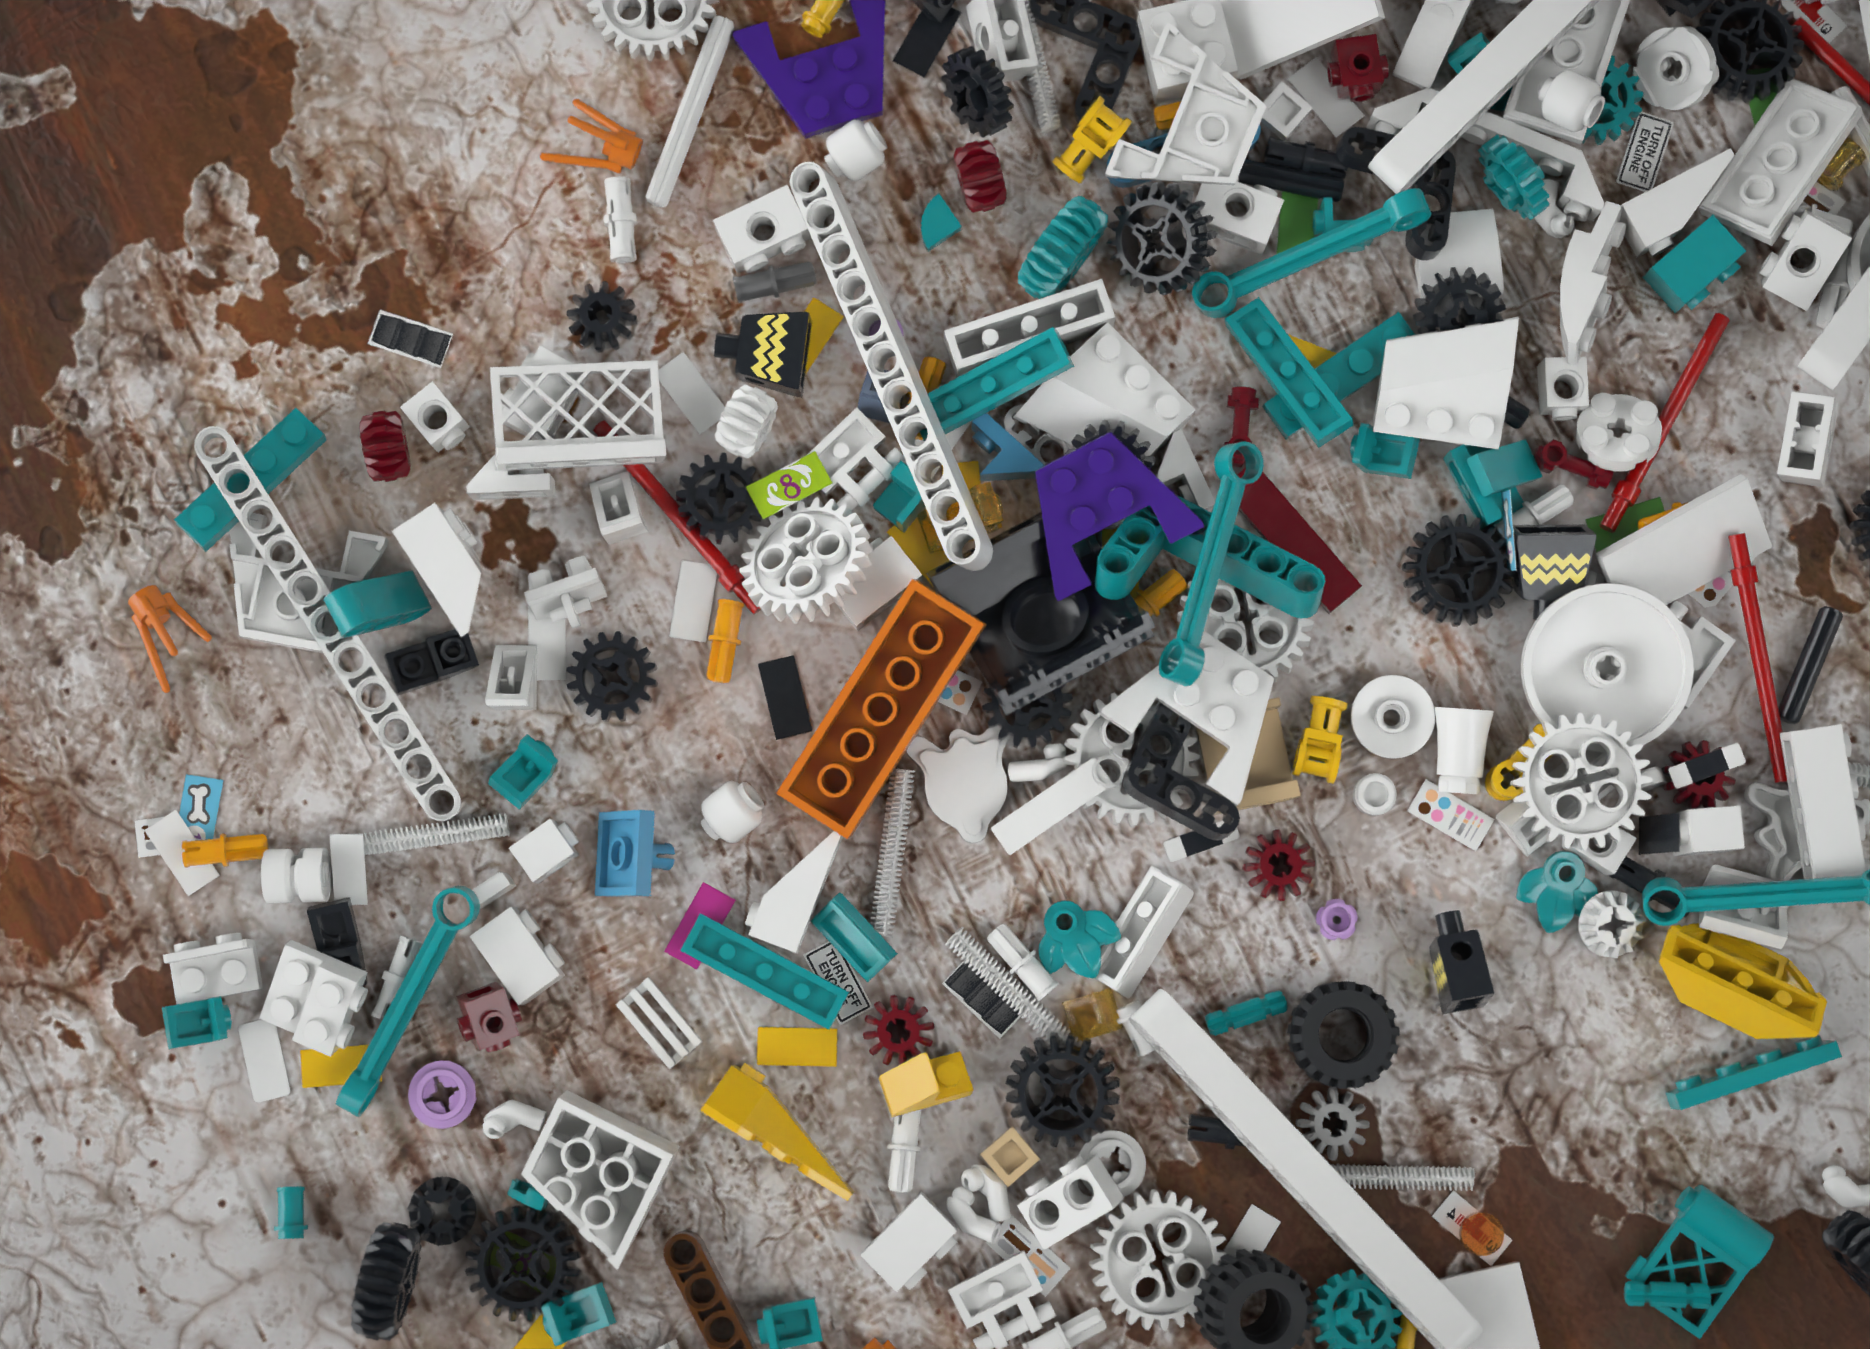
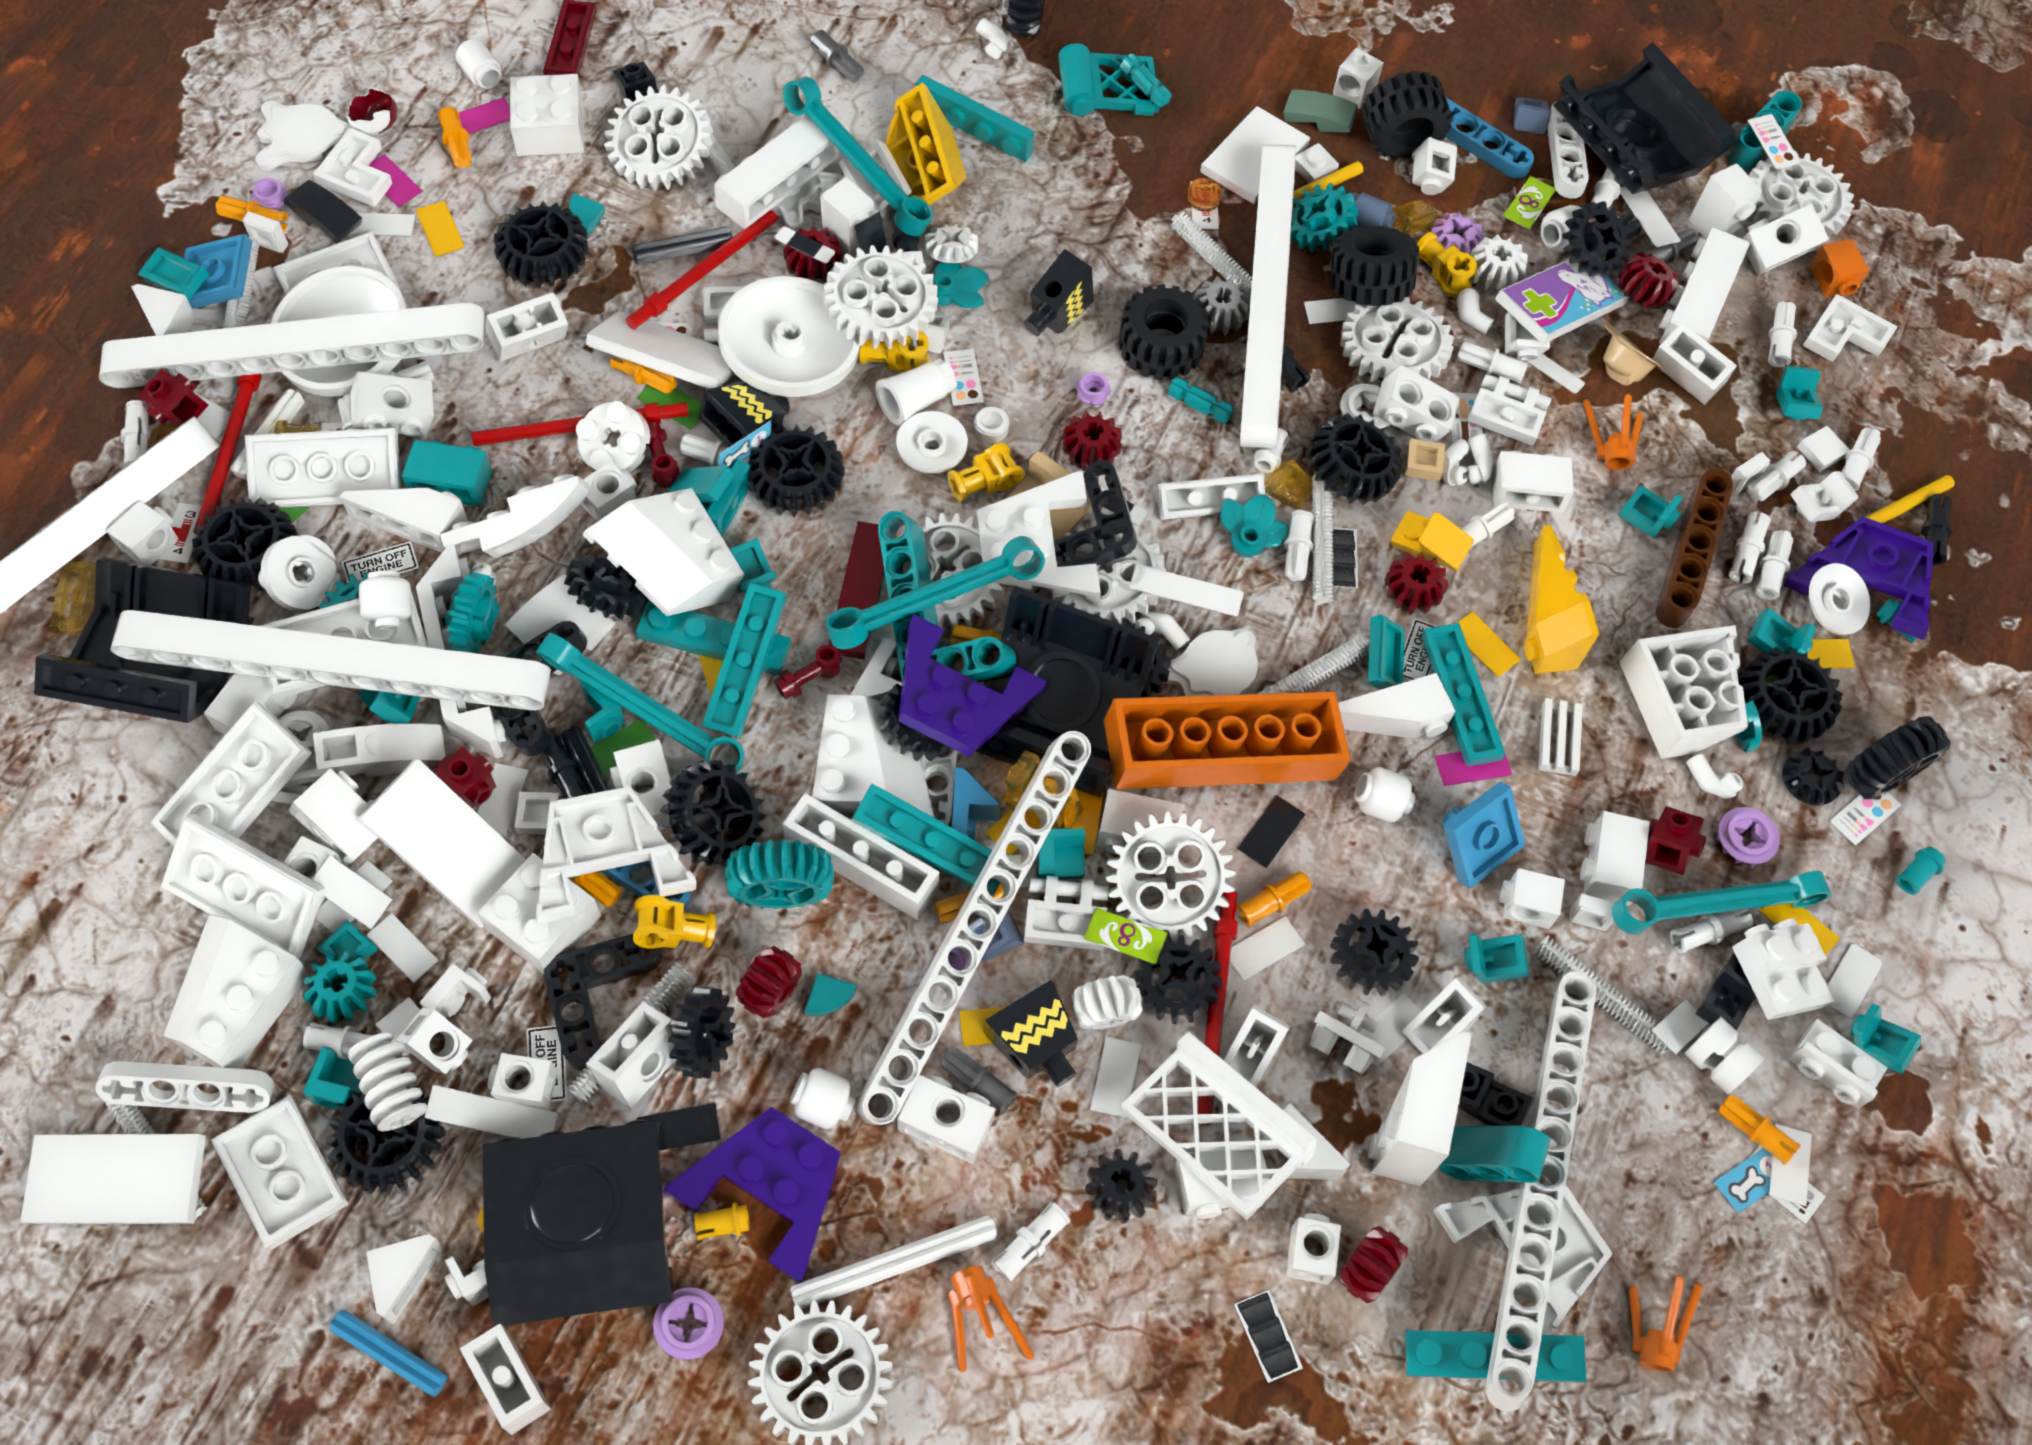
camera: 140 degrees left, 20 degrees down
(375, 1207) = (1864, 816): none -> white sticker

